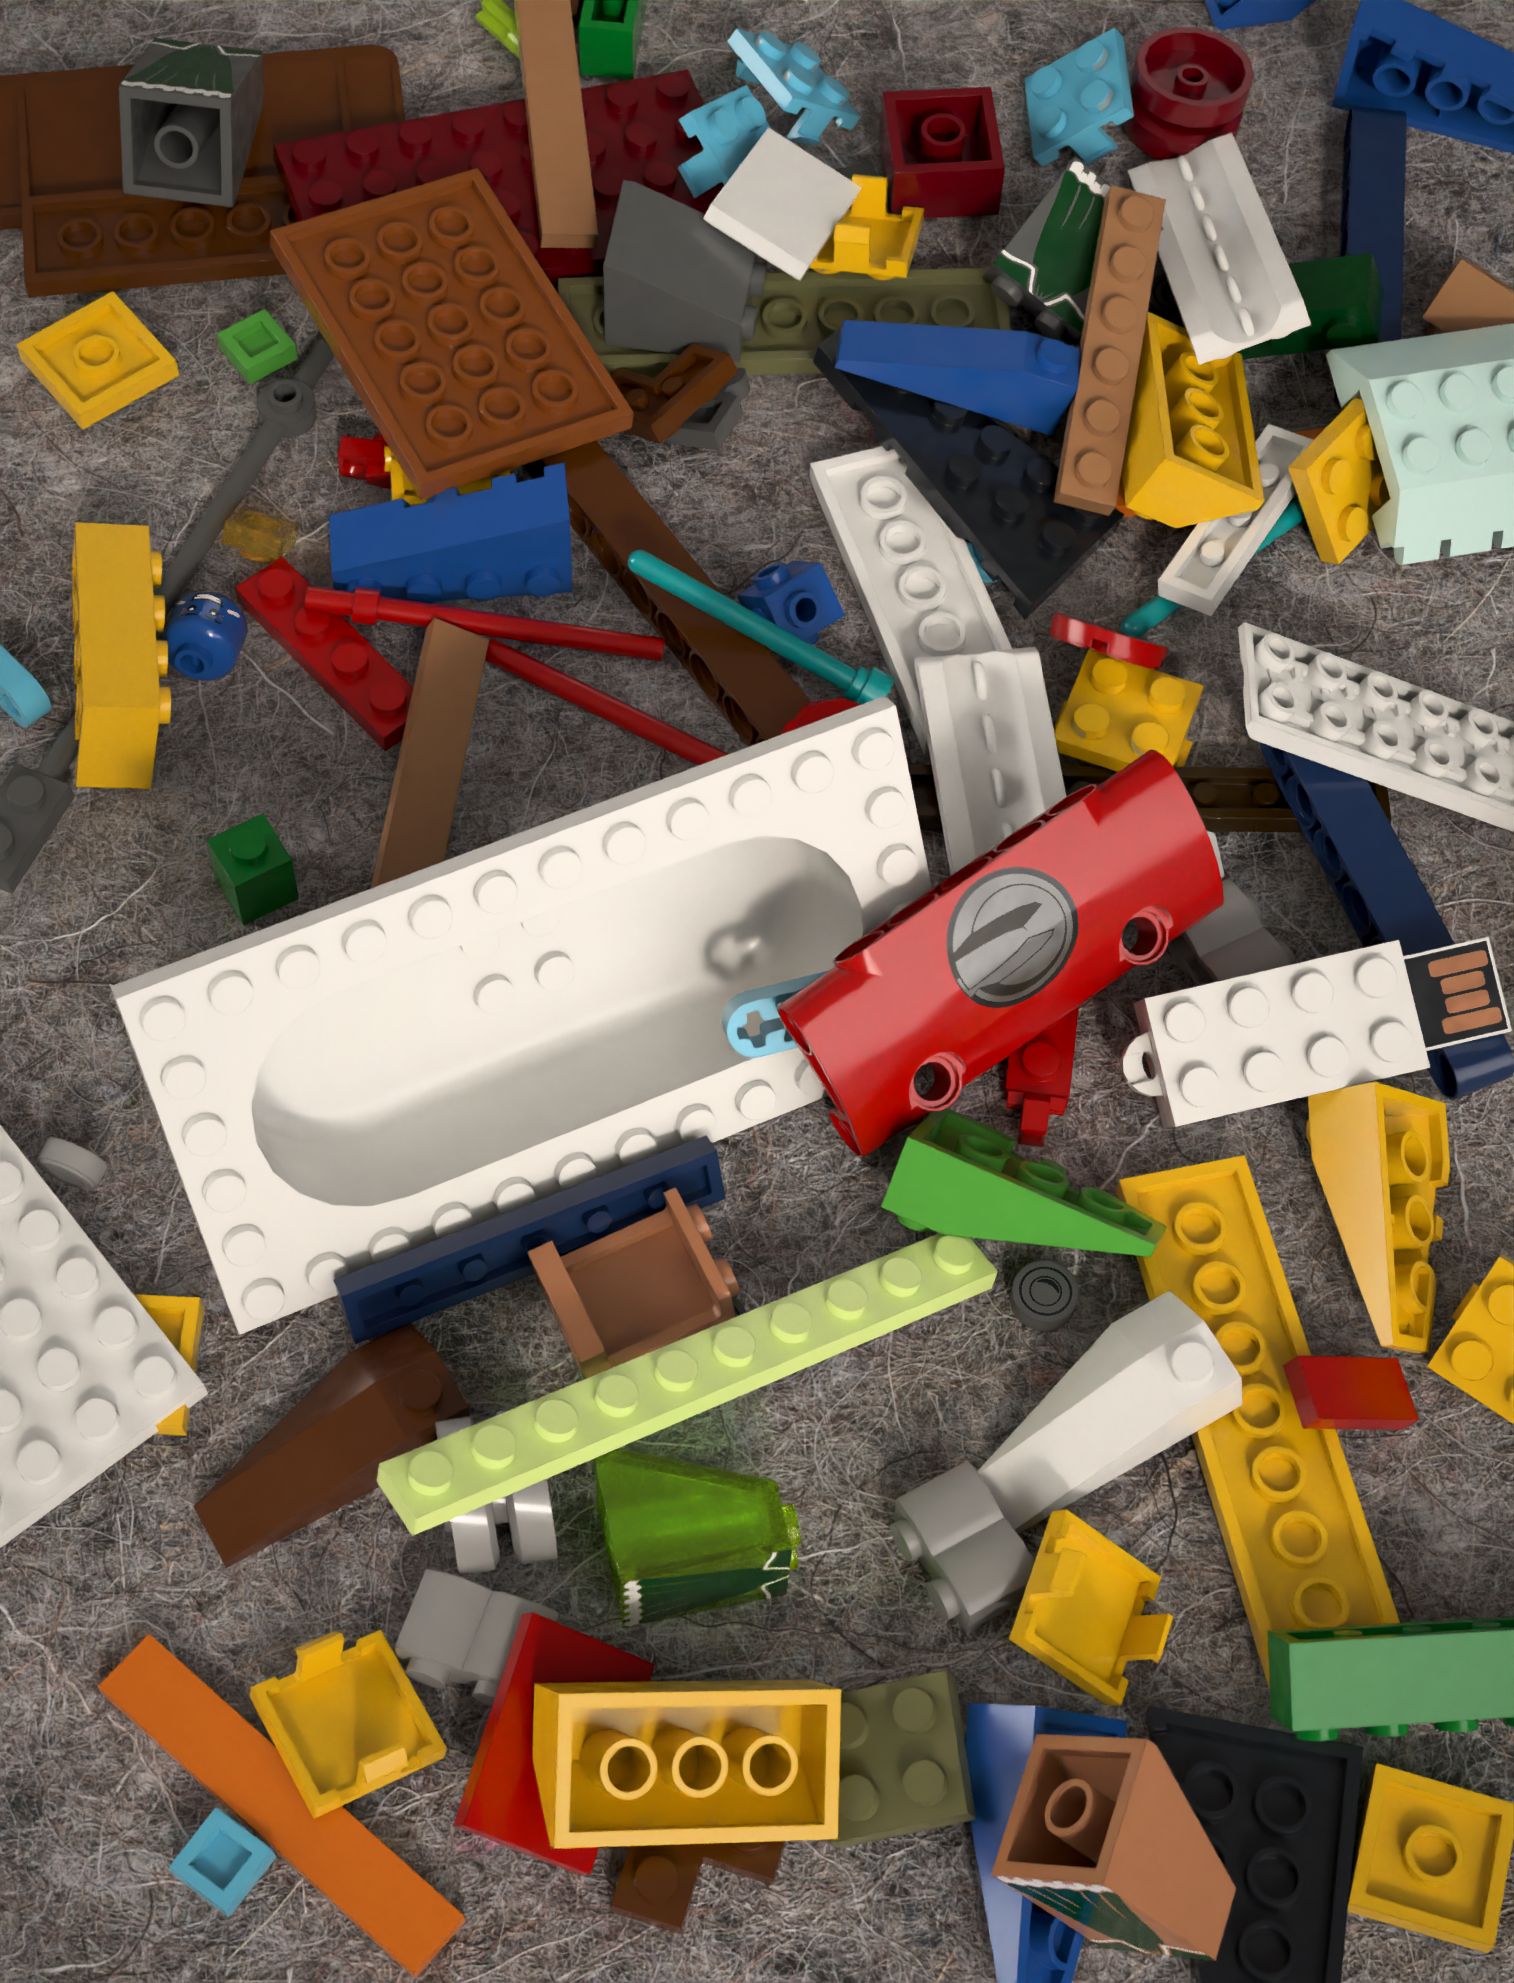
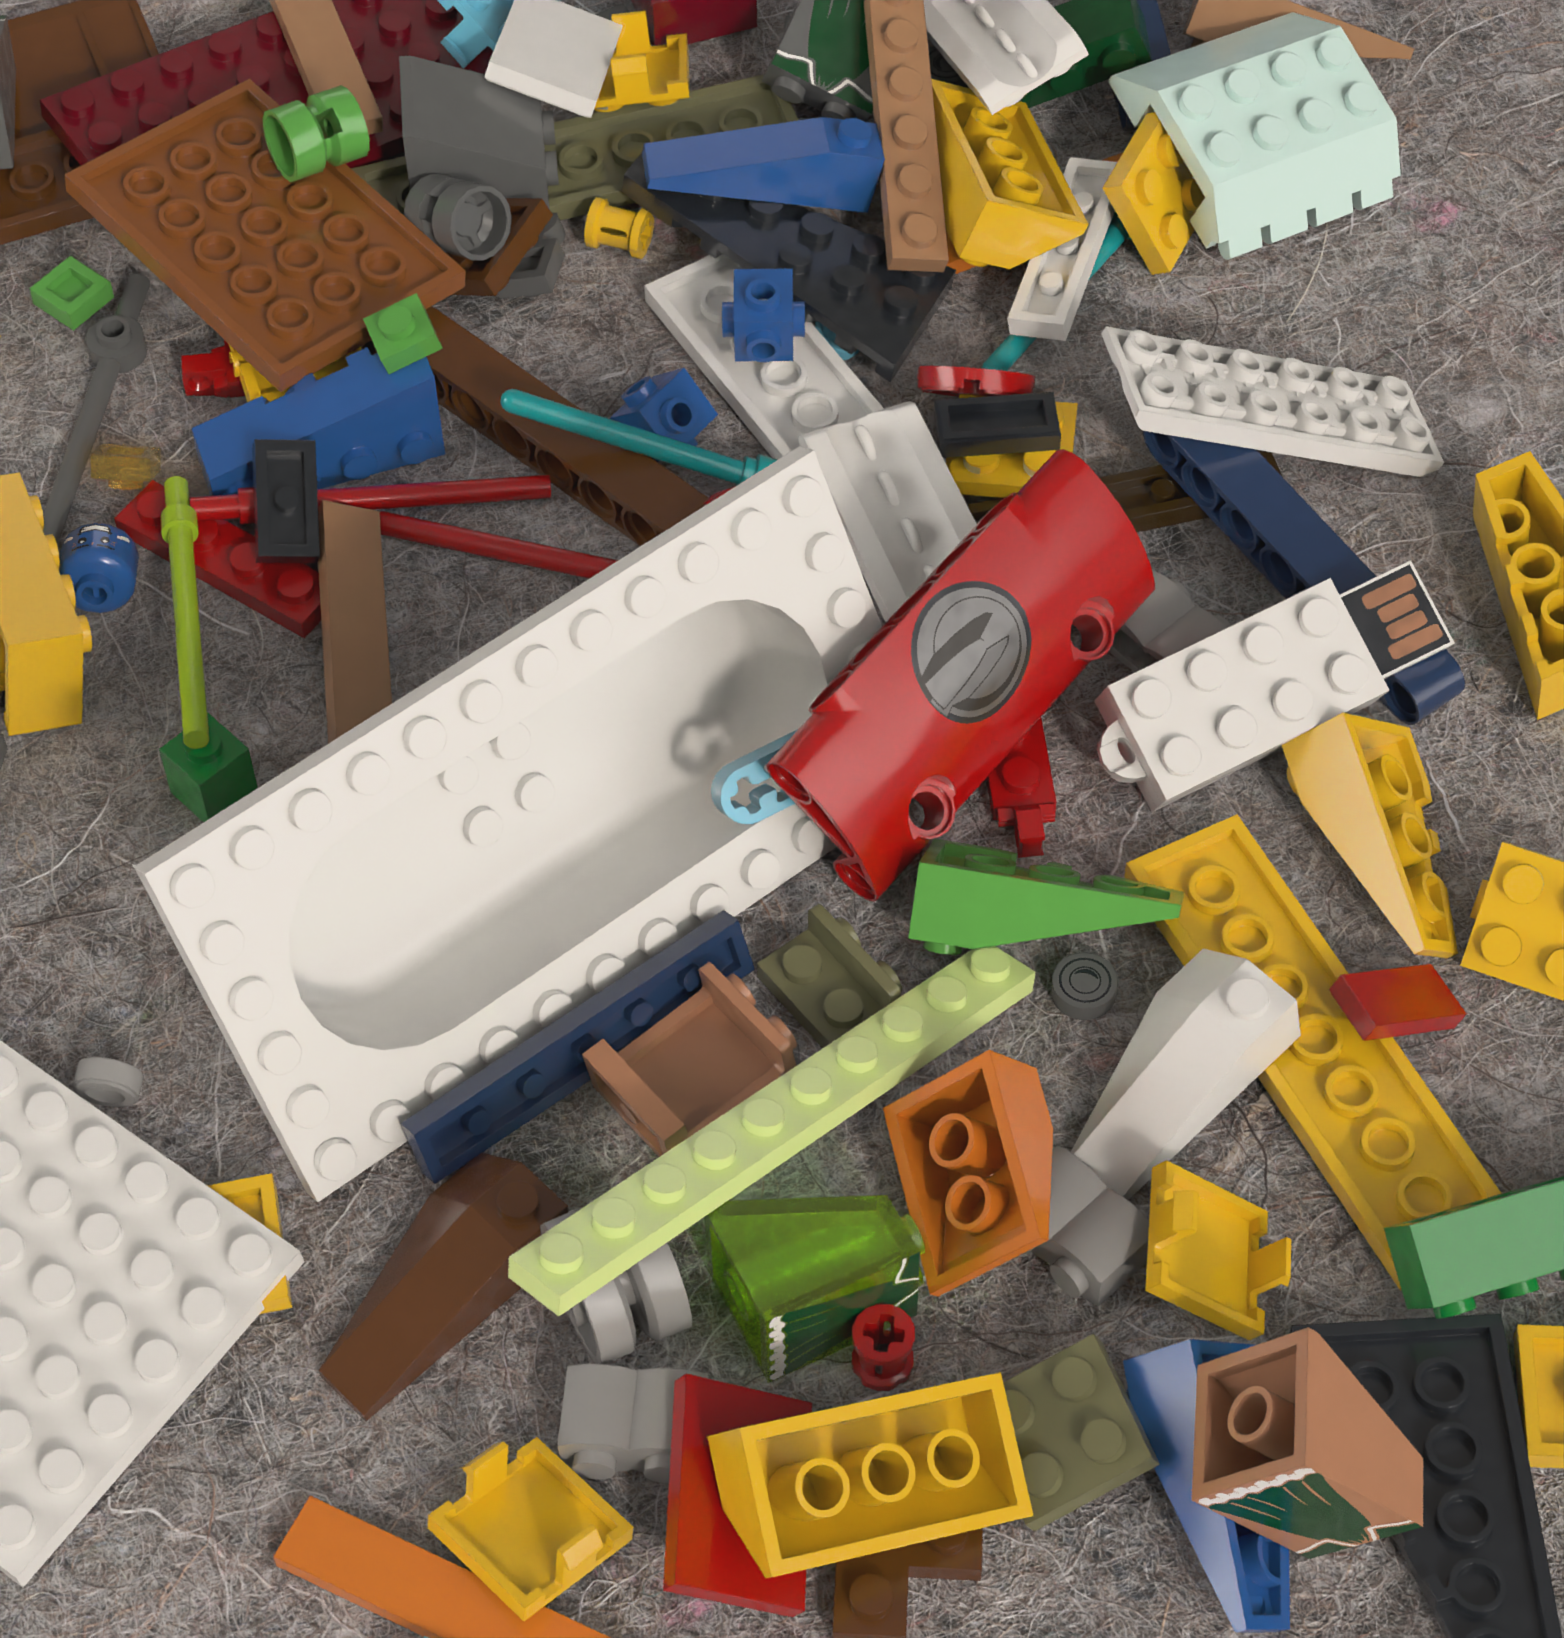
camera: 10 degrees left, 5 degrees down
(289, 617) = (180, 530): none -> lime bar
(397, 612) = (285, 501): none -> black plate
(503, 246) = (310, 134): none -> bright green wheel
(550, 469) = (402, 333): none -> bright green plate
(642, 355) = (460, 215): none -> dark grey wheel
(728, 1608) = (869, 1333): none -> red bush
(793, 1229) = (828, 978): none -> olive bracket
(802, 397) = (618, 228): none -> yellow bush
(876, 1467) = (975, 1166): none -> orange slope
(914, 525) = (763, 327): none -> blue brick
(1114, 692) = (997, 424): none -> black tile

